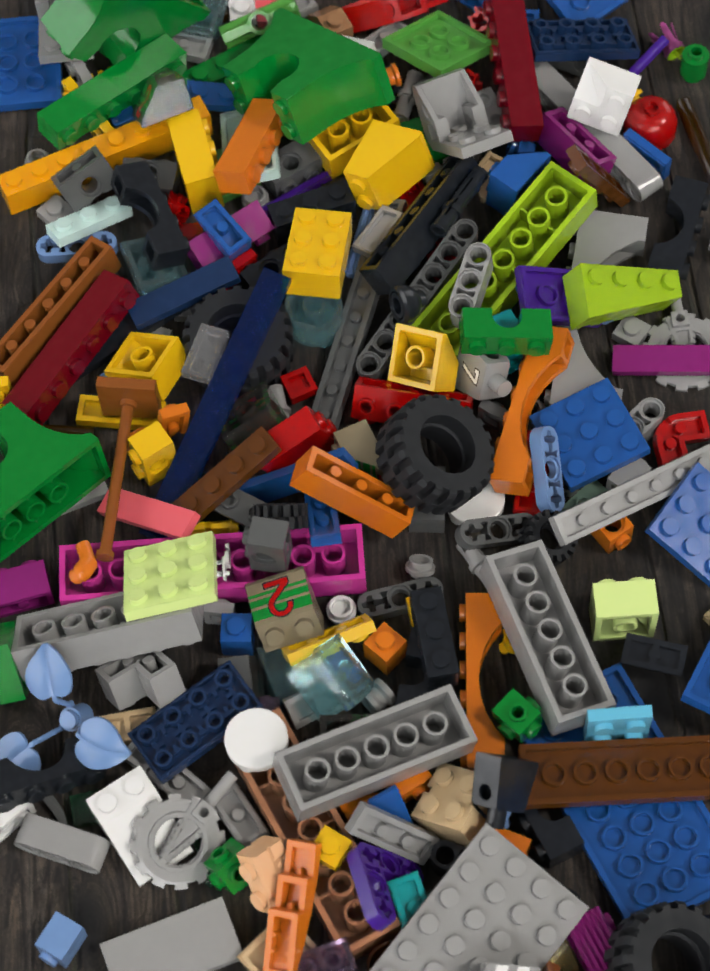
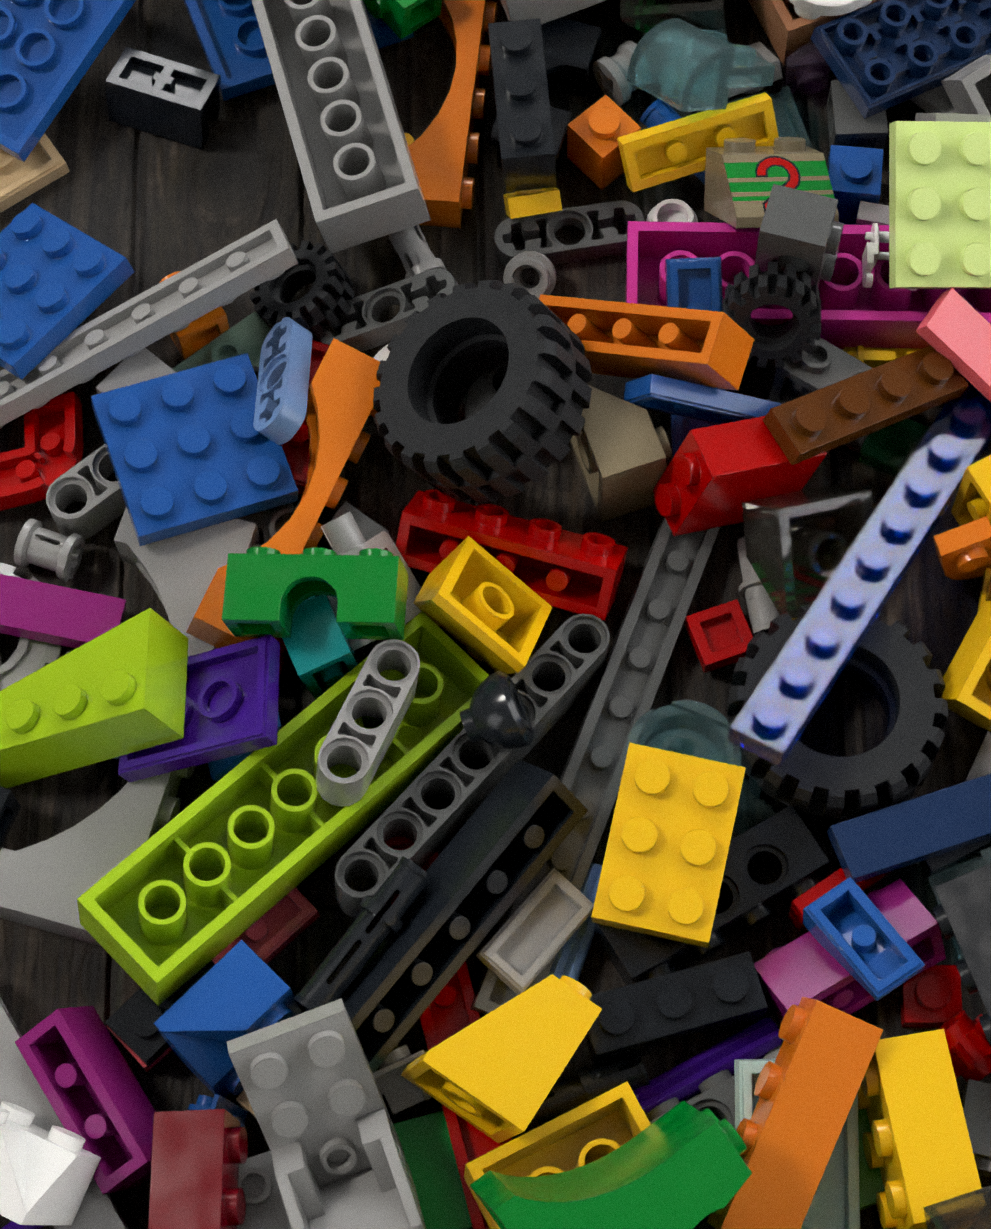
camera: 175 degrees left, 5 degrees up
(205, 353) = (903, 641): clear tile -> none
(596, 175) = (68, 961): reddish brown plate -> none
(623, 608) = (202, 145): yellowish green slope -> none
(661, 392) = (49, 549): none -> light grey bush

